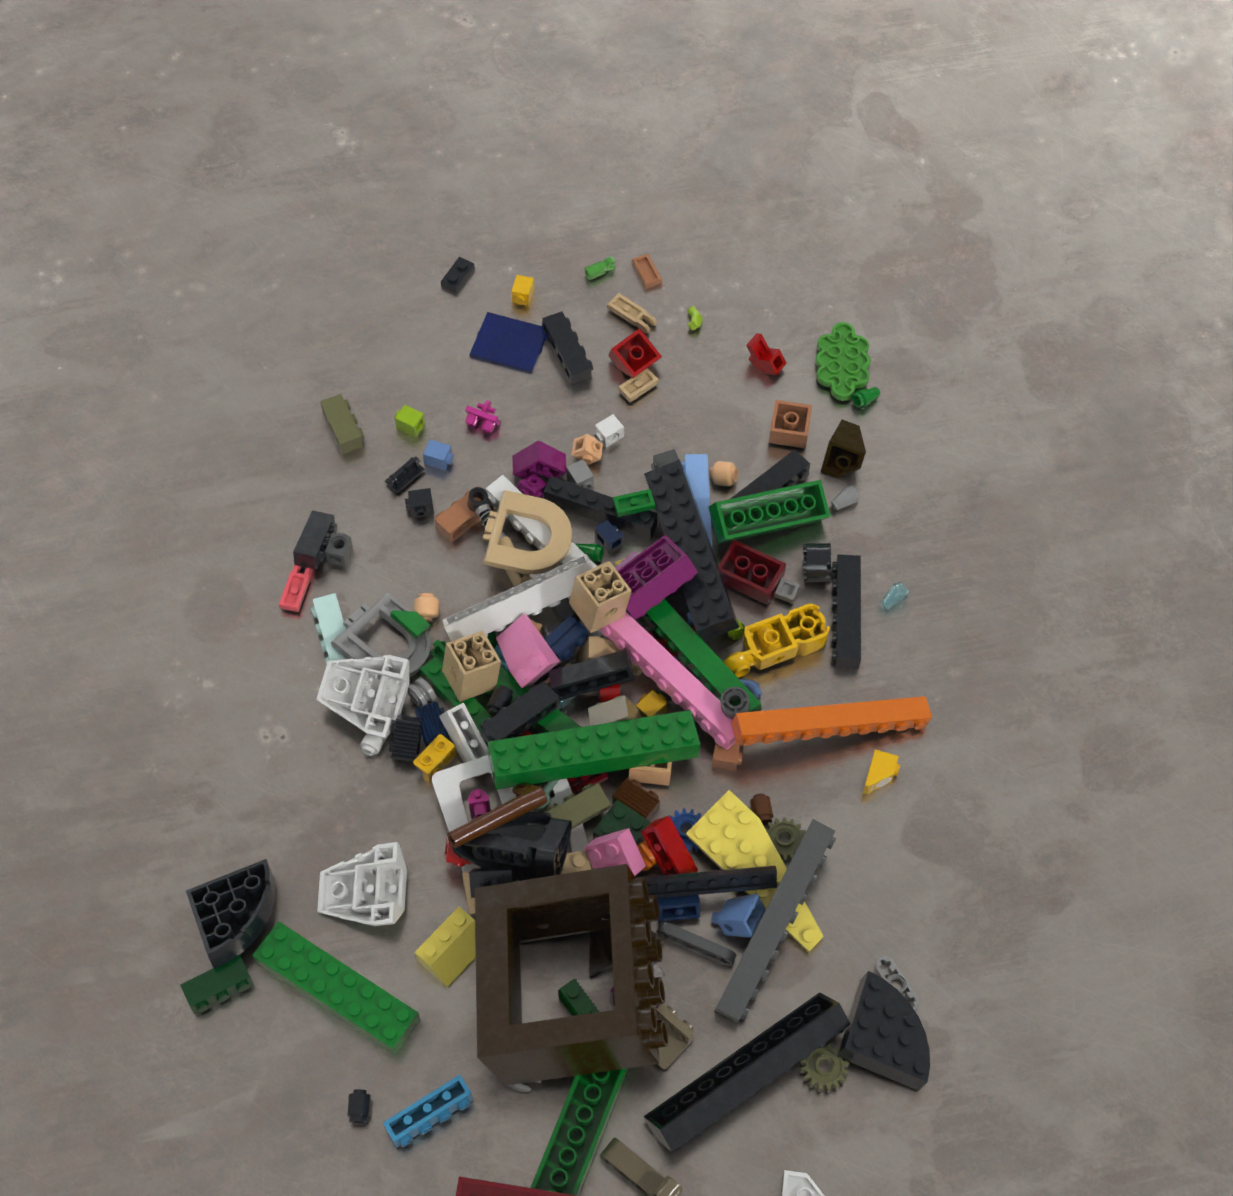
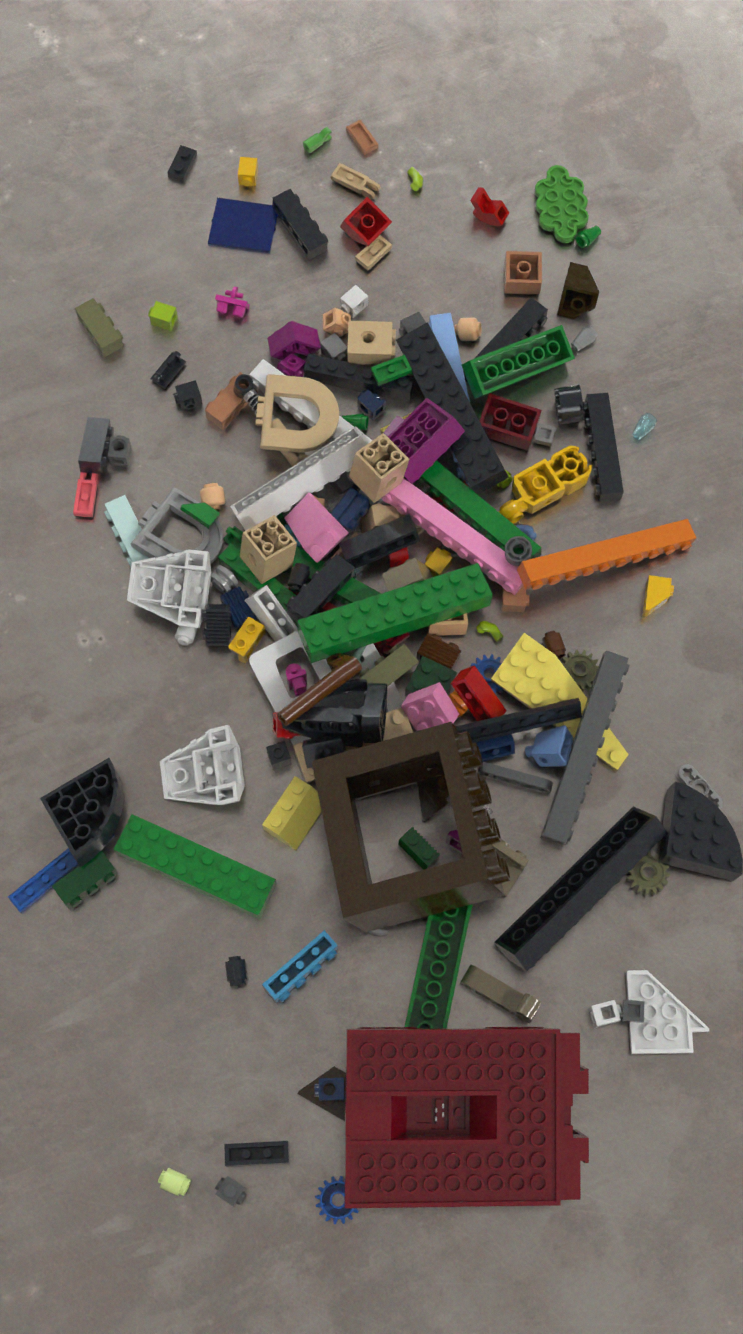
camera: 10 degrees left, 10 degrees up
(170, 981) = (43, 880): none -> blue tile
(438, 455) = (196, 346): medium blue brick -> none
(446, 883) = (278, 755): none -> black brick
(617, 472) = (370, 342): none -> tan brick
(697, 782) = (491, 628): none -> lime arm

